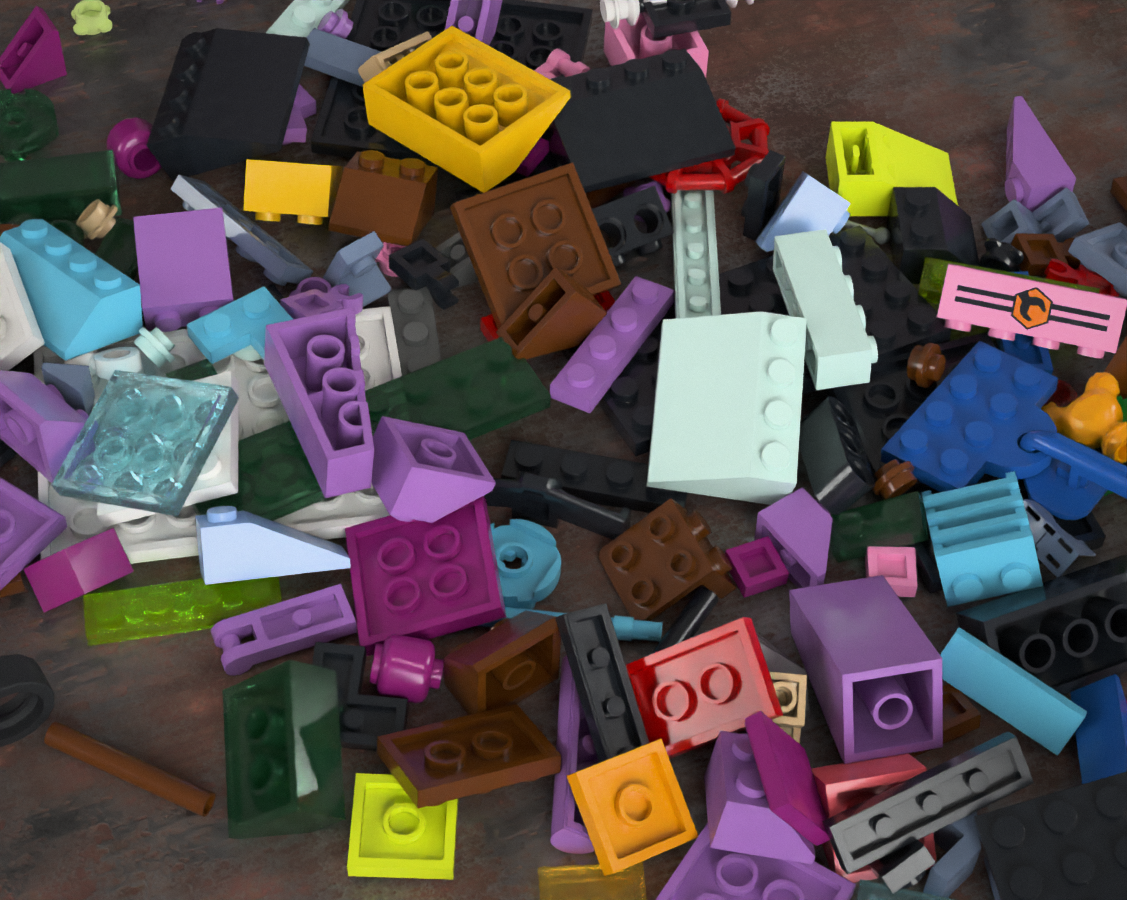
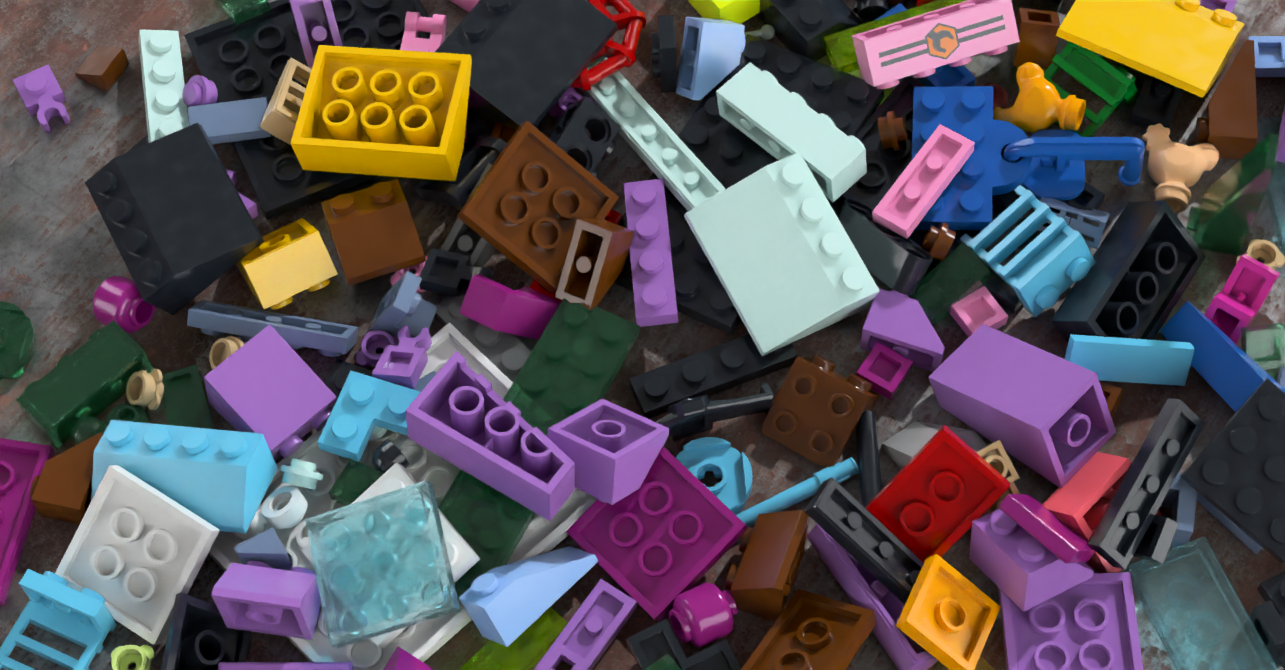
camera: 30 degrees left, 10 degrees up
(243, 372) = (387, 455): none -> black hinge
(444, 318) = (509, 311): none -> magenta slope
(915, 414) = (923, 181): none -> bright pink plate

